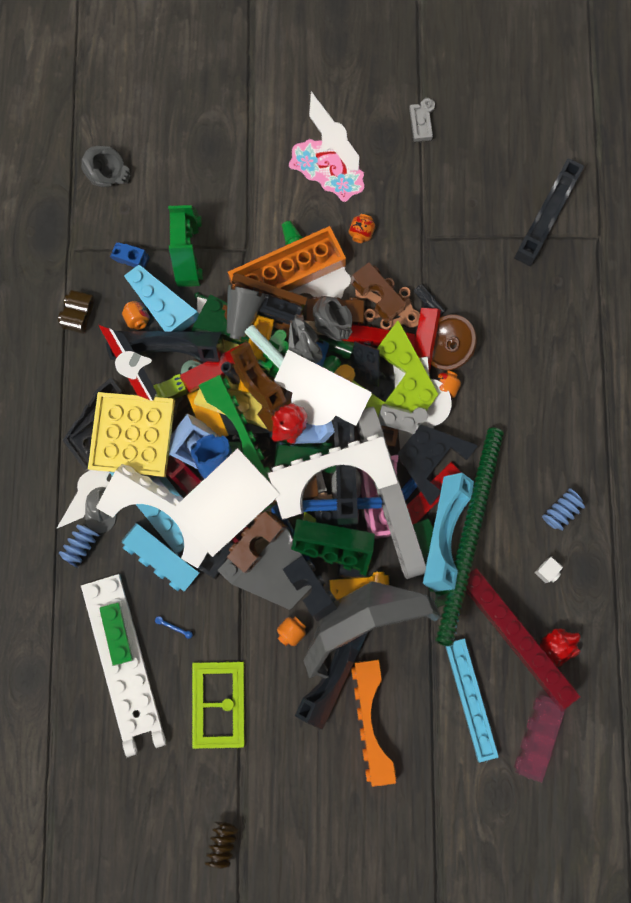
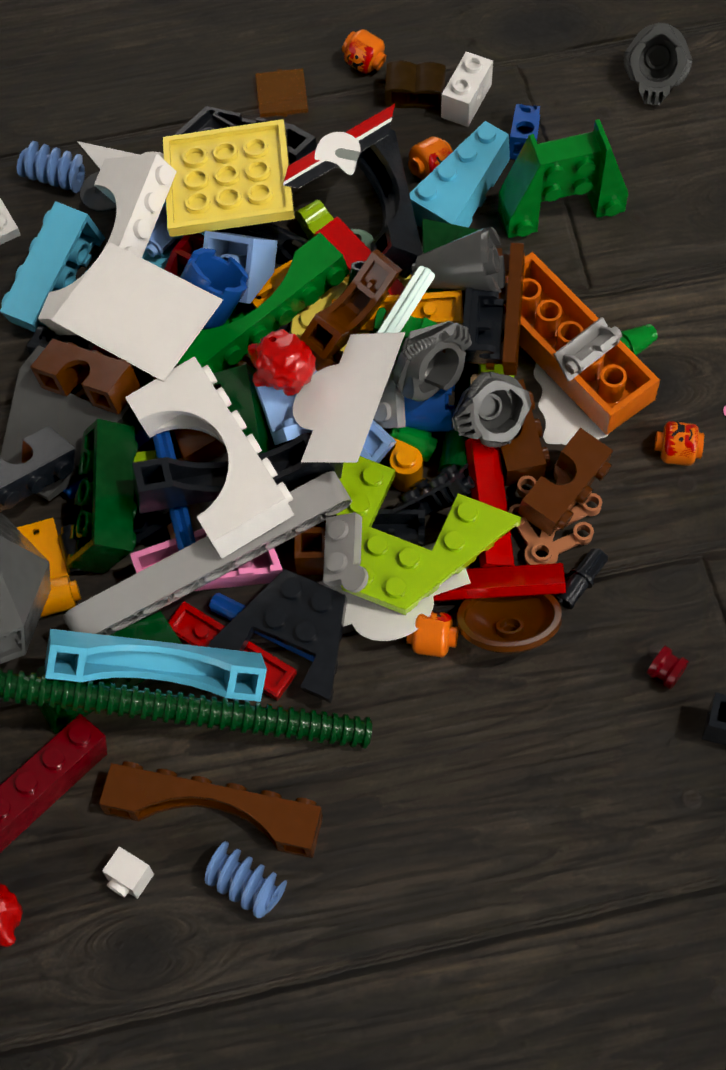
camera: 80 degrees right, 15 degrees down
(42, 336) = (364, 51): none -> orange head
(55, 394) = (281, 92): none -> clear orange piece
(90, 281) = (466, 89): none -> white brick
(309, 263) = (587, 348): none -> light grey hinge
(491, 271) = (667, 667): none -> dark red wheel
(506, 556) = (142, 793): none -> reddish brown arch

